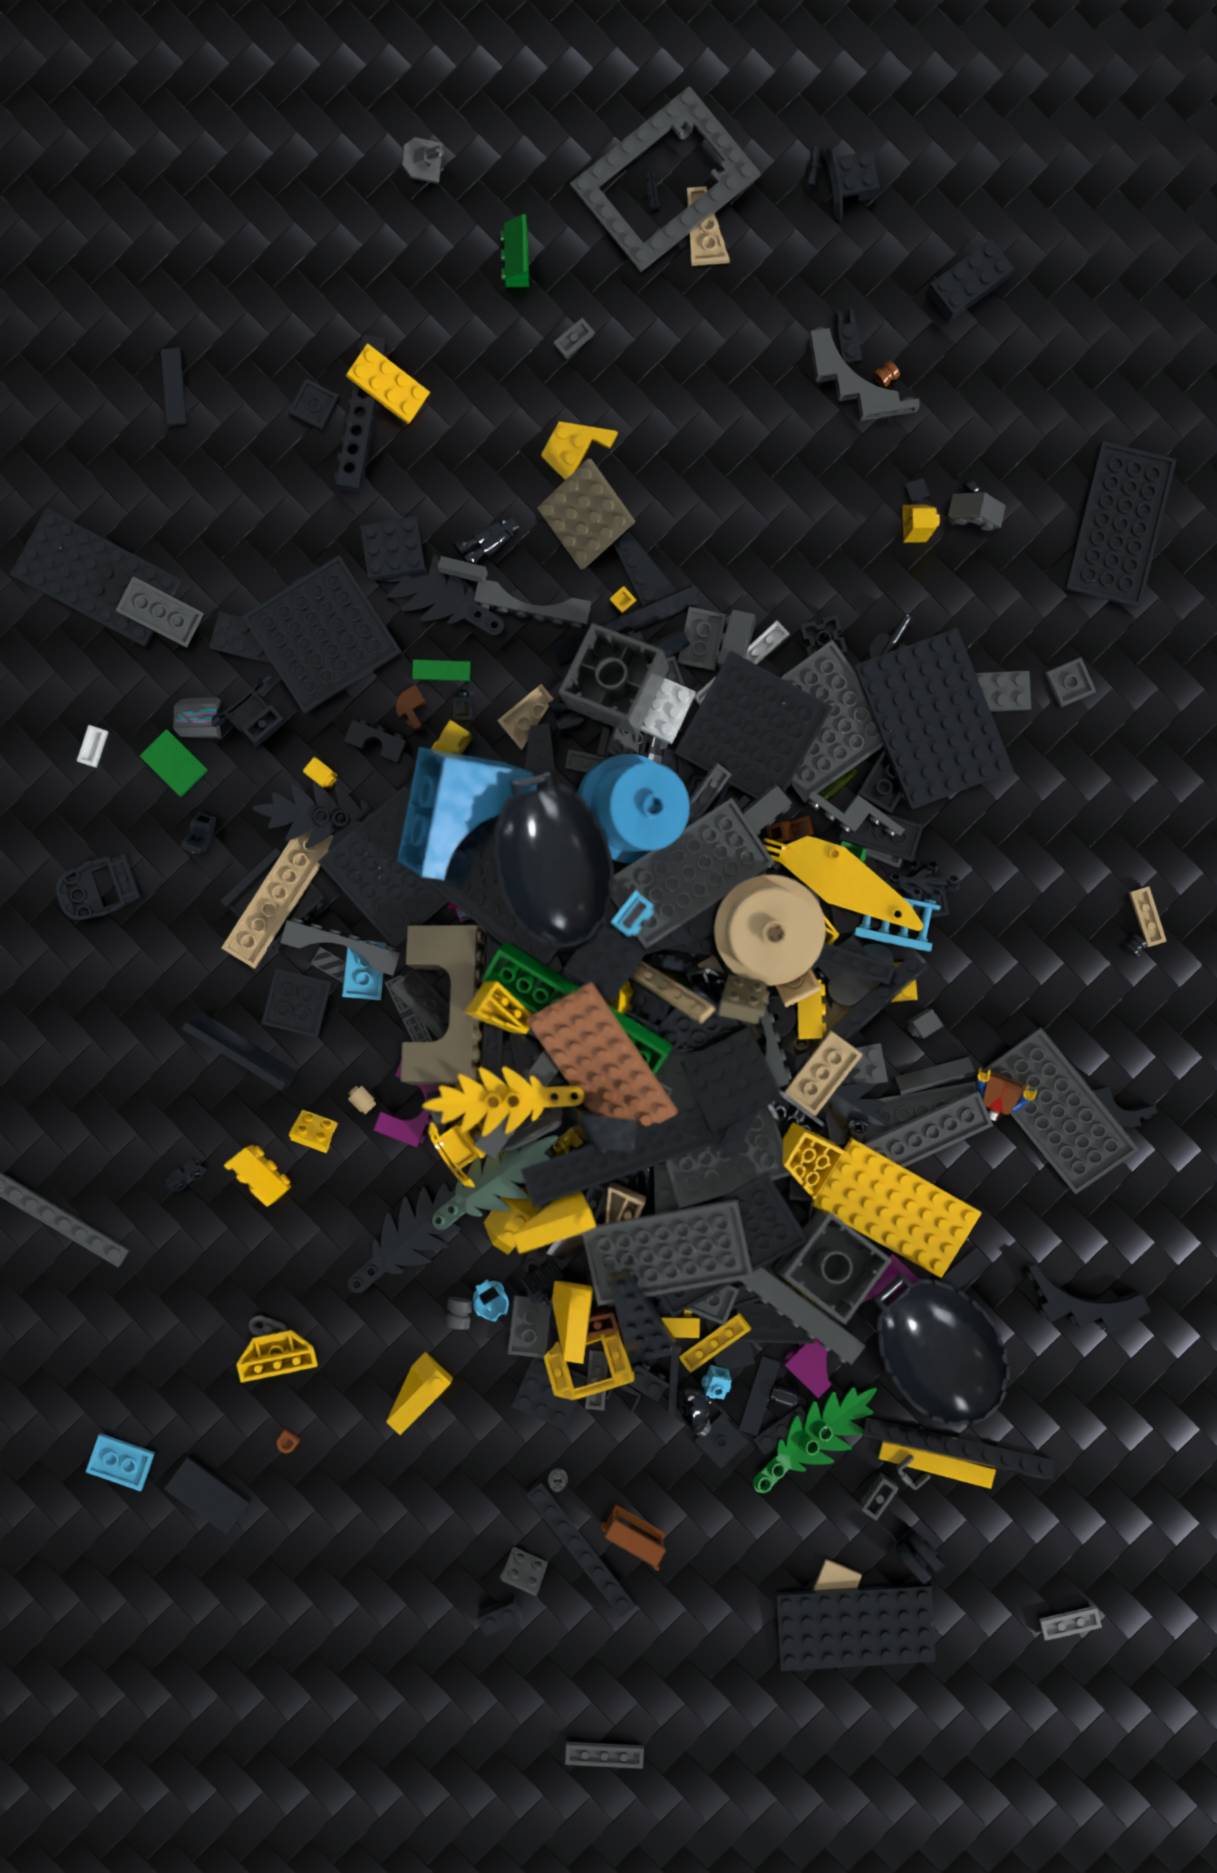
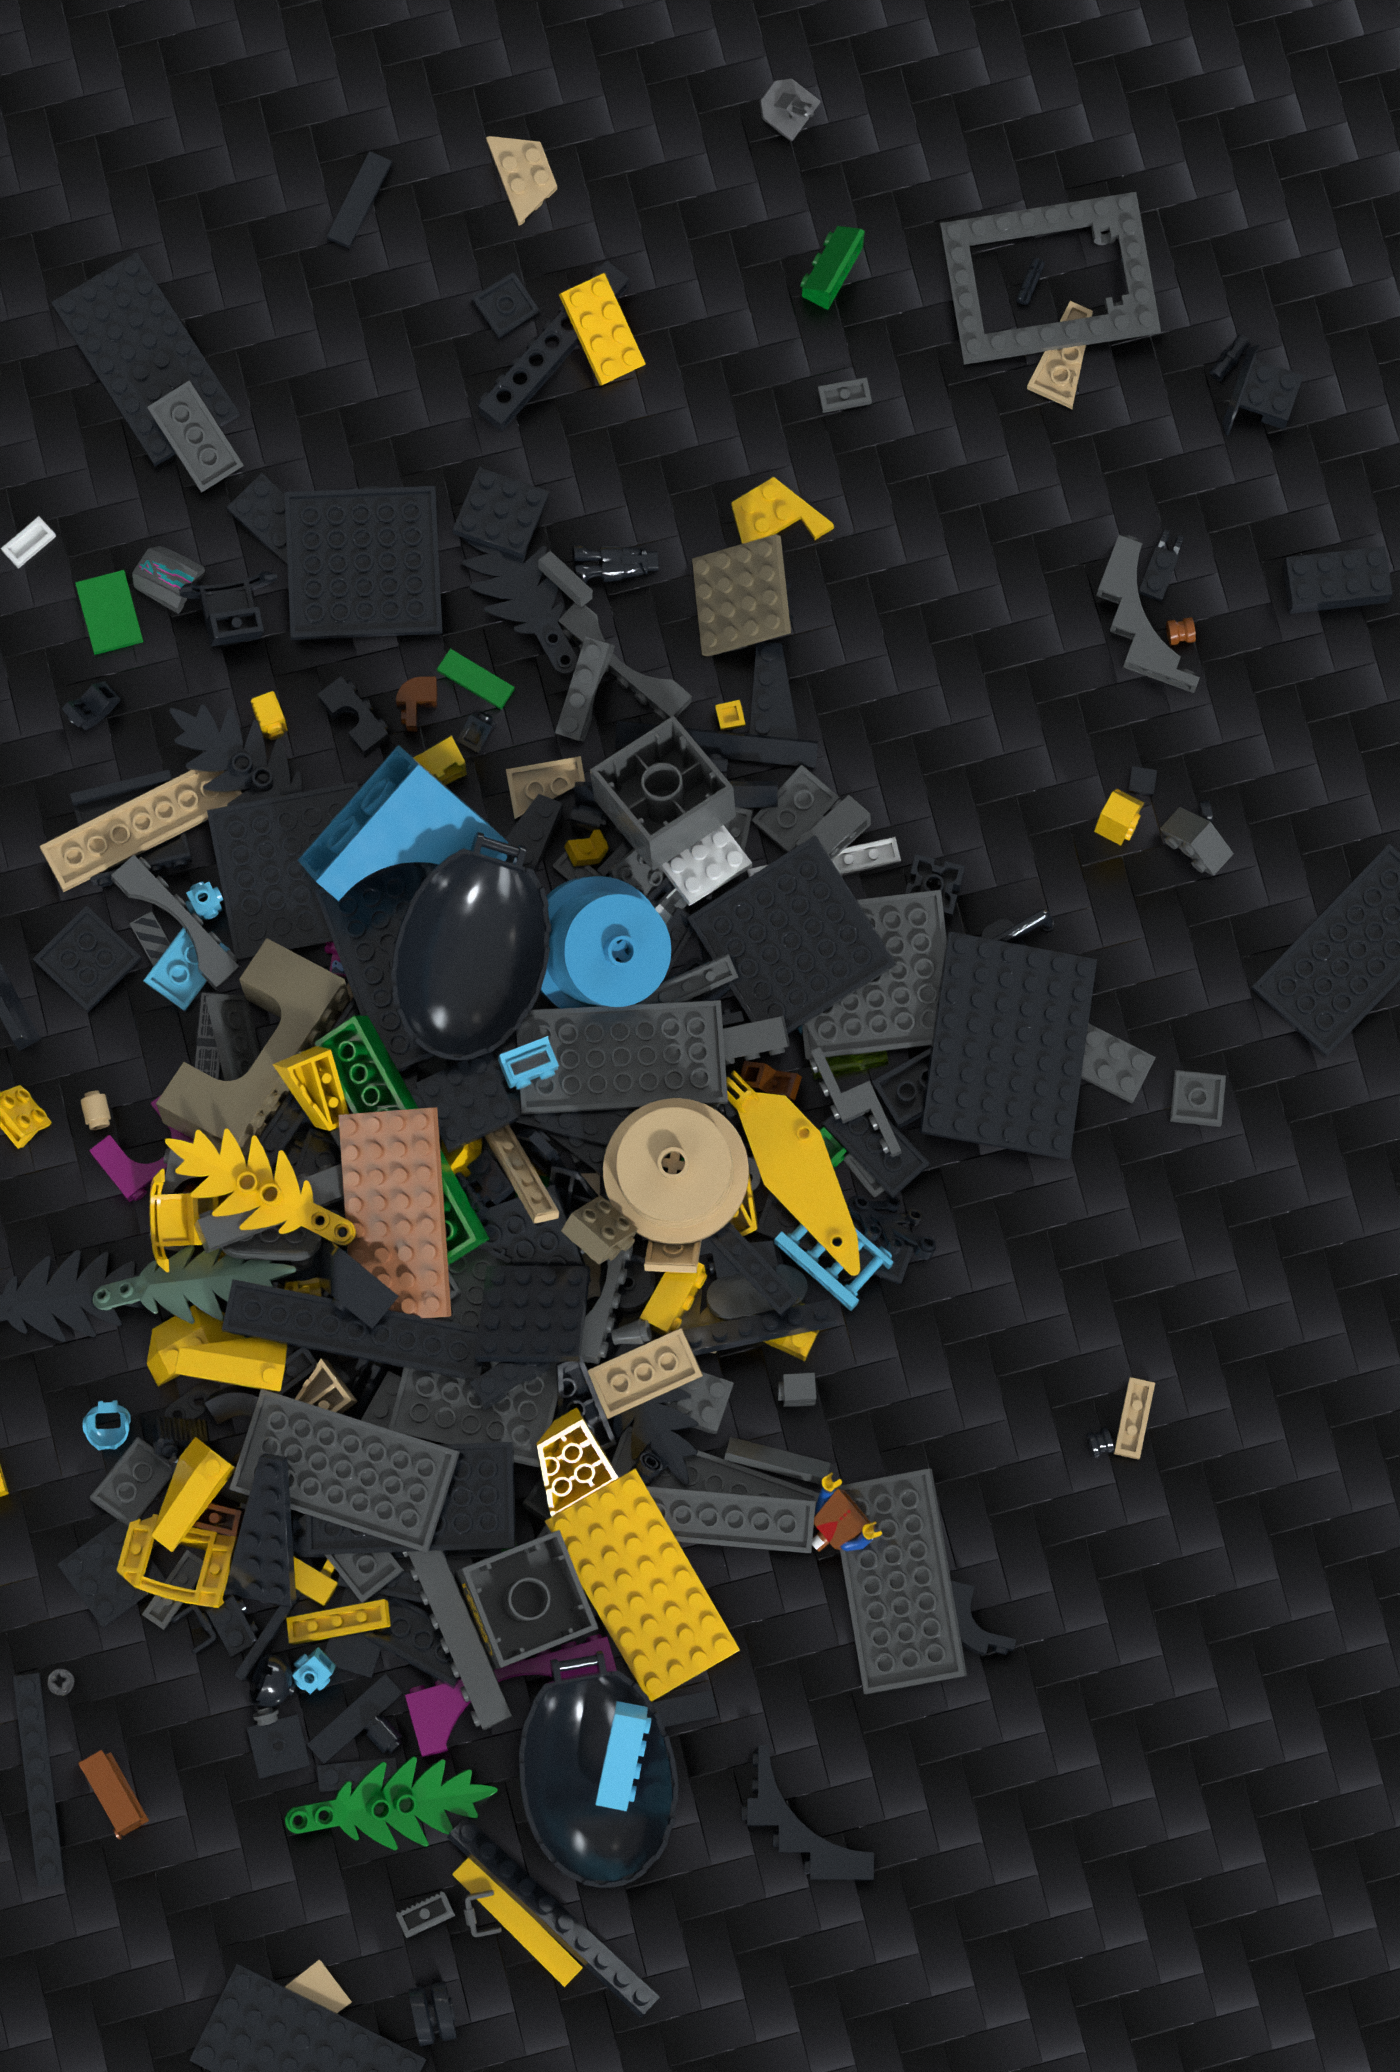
camera: 25 degrees right, 10 degrees down
(272, 306) = (523, 173): none -> tan wing
(357, 924) = (207, 909): none -> medium azure brick
(458, 1314) = (61, 1418): dark grey wheel -> none
(517, 635) = (590, 668): none -> dark grey arch
(582, 744) = (588, 850): none -> yellow bracket
(800, 1052) = (633, 1333): none -> dark grey cone
(950, 1328) = (622, 1755): none -> medium azure brick

